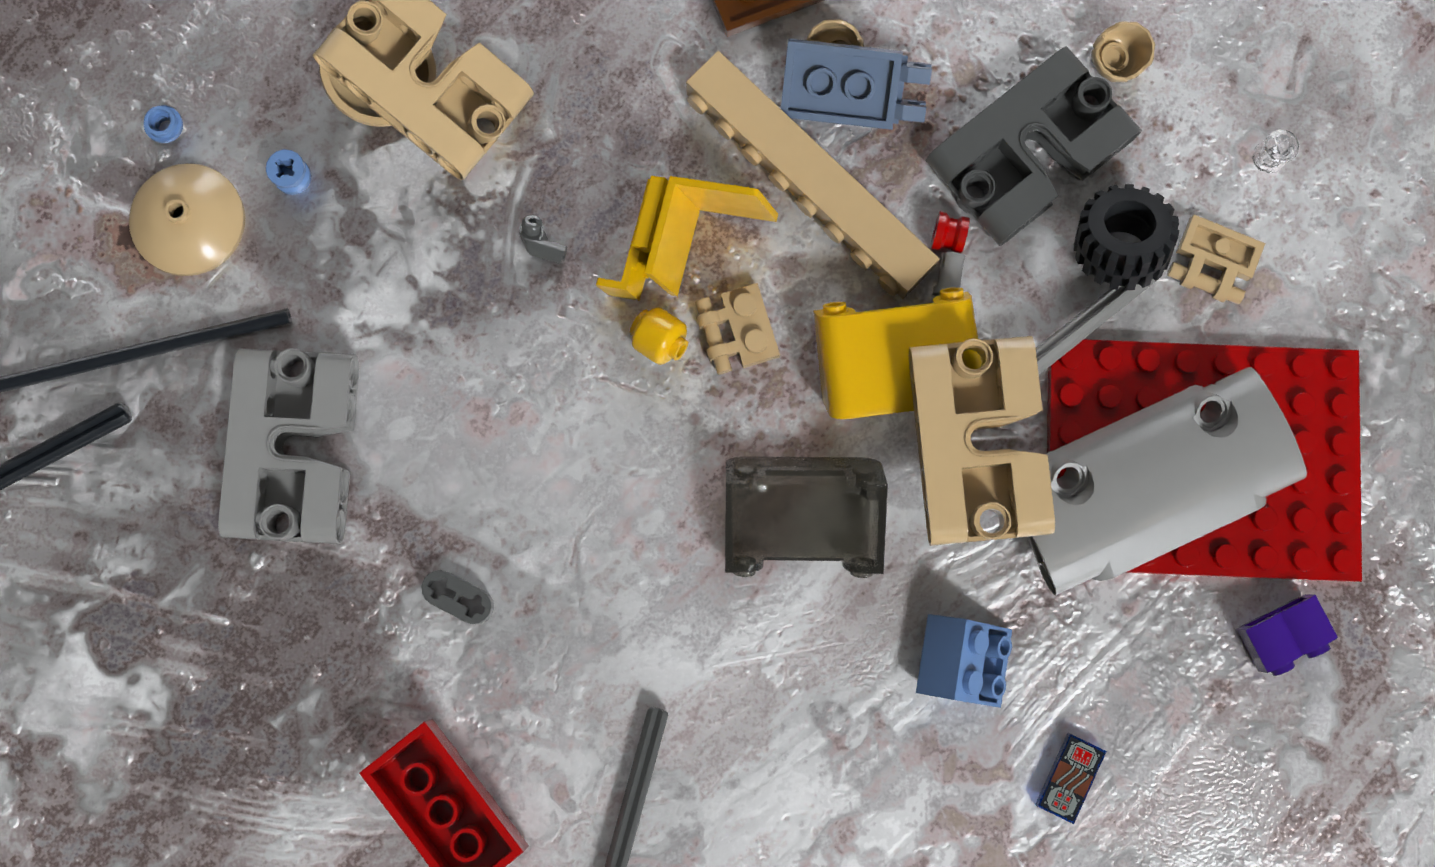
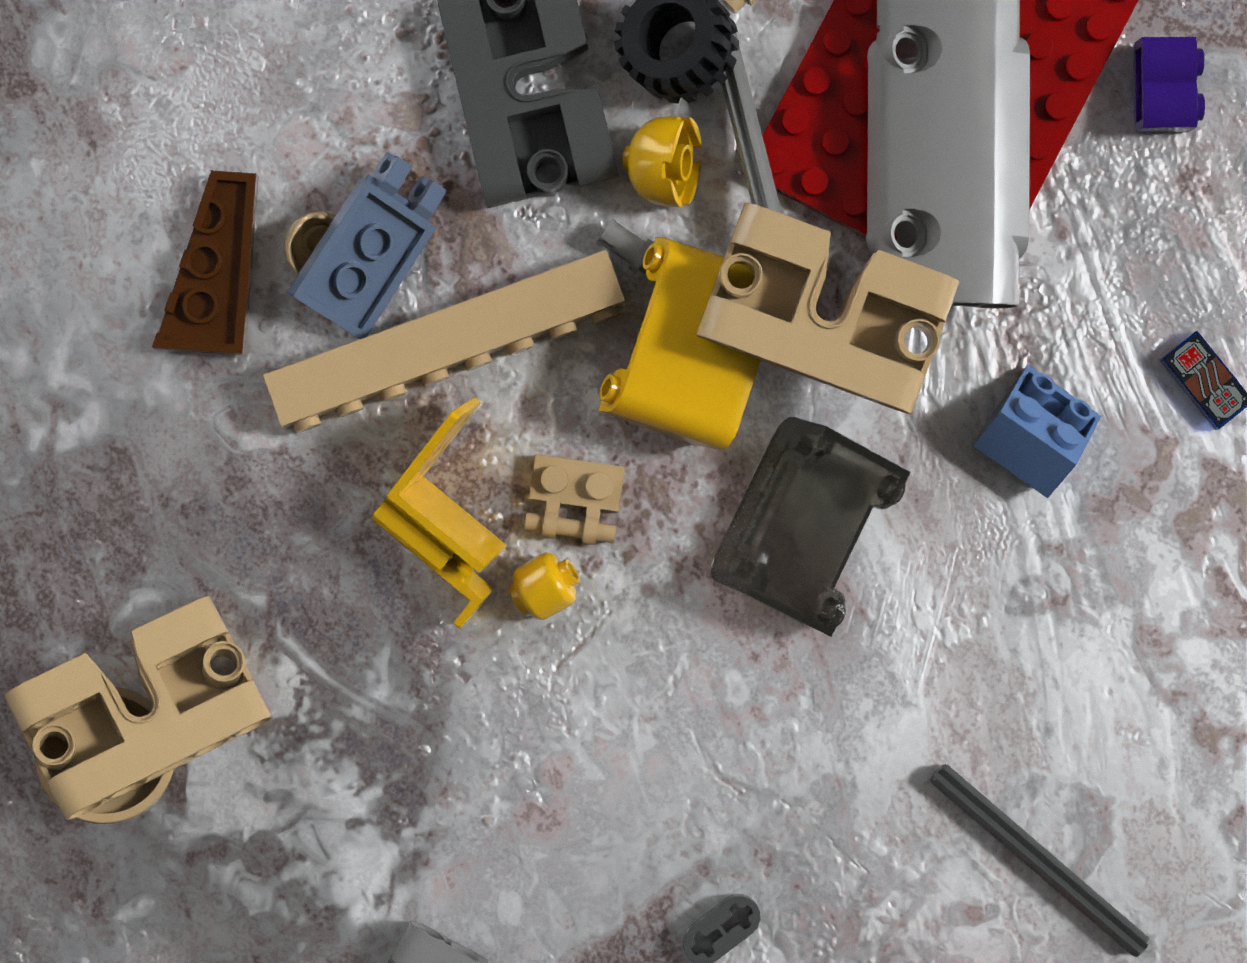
camera: 65 degrees left, 5 degrees up
(294, 179) = (179, 900): medium blue wheel -> none
(537, 243) = (377, 669): dark grey arm -> none
(950, 232) = (580, 222): red wheel -> none
(1029, 272) = (662, 161): none -> yellow cylinder

